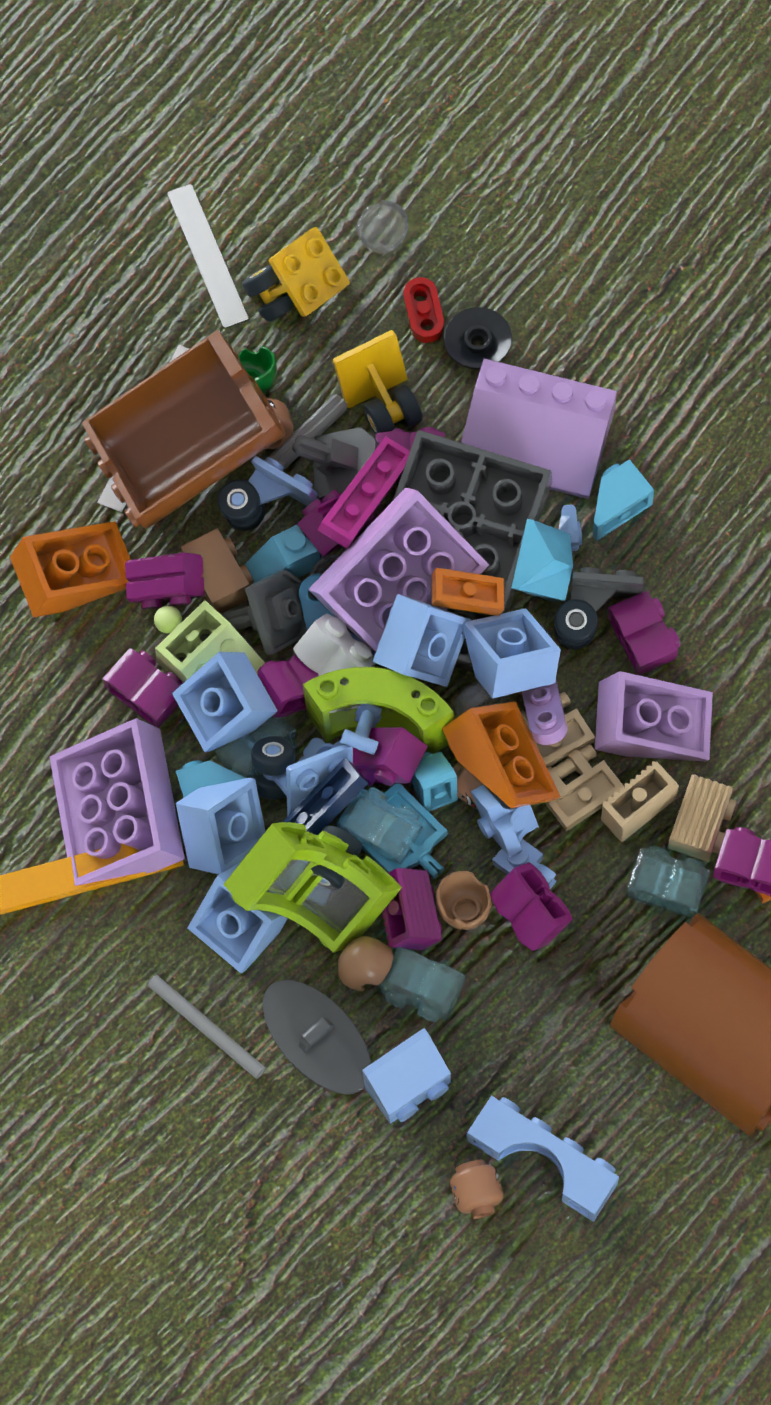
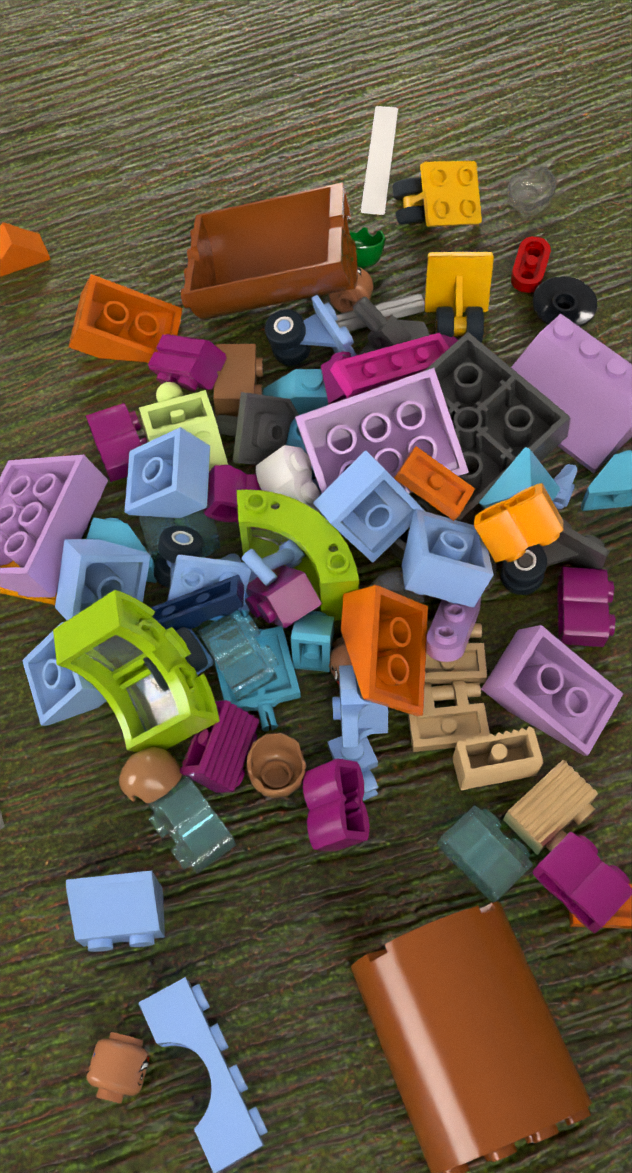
camera: 25 degrees right, 5 degrees down
(316, 1036) = (69, 820): dark grey shield -> none
(557, 592) = (519, 523): none -> light orange brick

